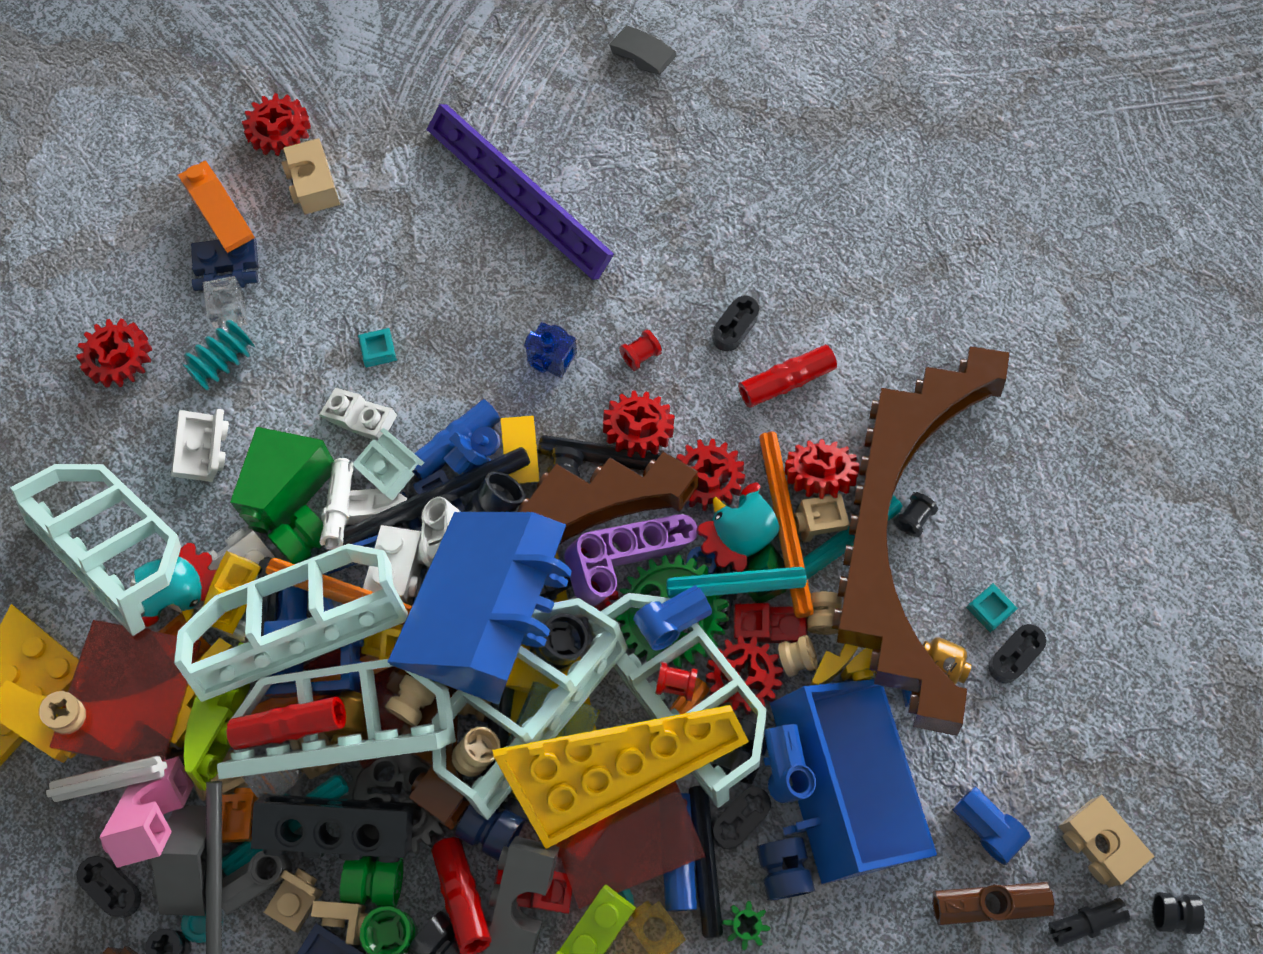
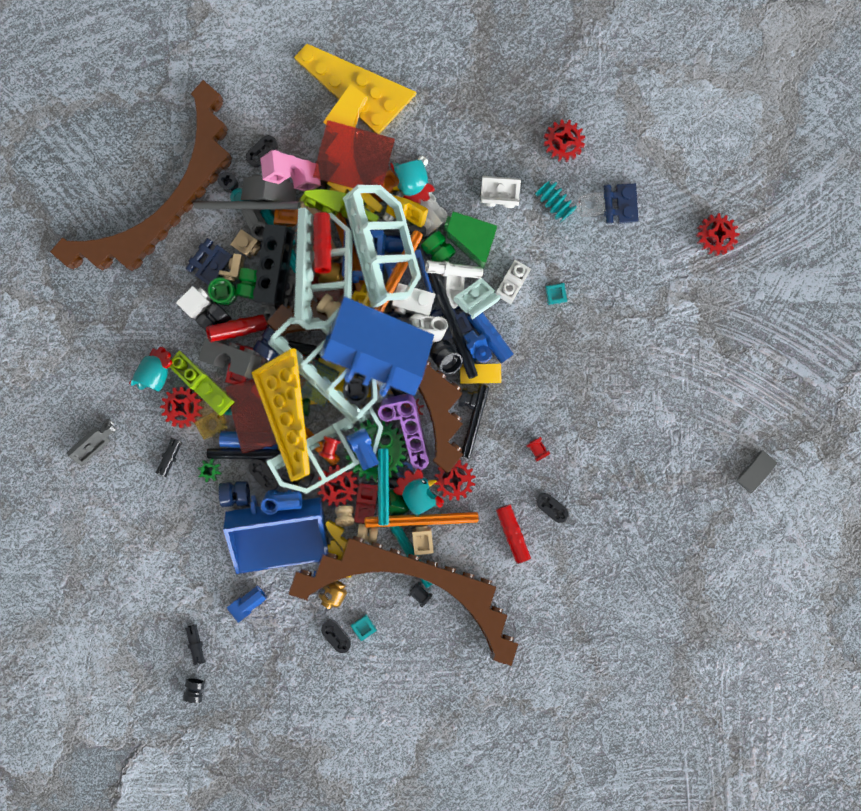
camera: 95 degrees right, 20 degrees up
(68, 718) = (345, 129): tan wheel -> none
(88, 565) = (437, 125): light aqua plate -> none
(107, 779) = (311, 149): white axle -> none
(216, 206) = (656, 198): orange slope -> none
(310, 175) = (667, 262): tan brick -> none
(480, 743) = (301, 344): tan wheel -> none
(520, 192) = (655, 383): dark purple plate -> none
(550, 349) = (535, 399): clear blue brick -> none
(638, 424) = (486, 450): red gear -> none
(821, 469) = (445, 539): red gear -> none
(1015, 900) = (207, 609): reddish brown piece -> none
(1125, 850) = (224, 669): tan brick -> none

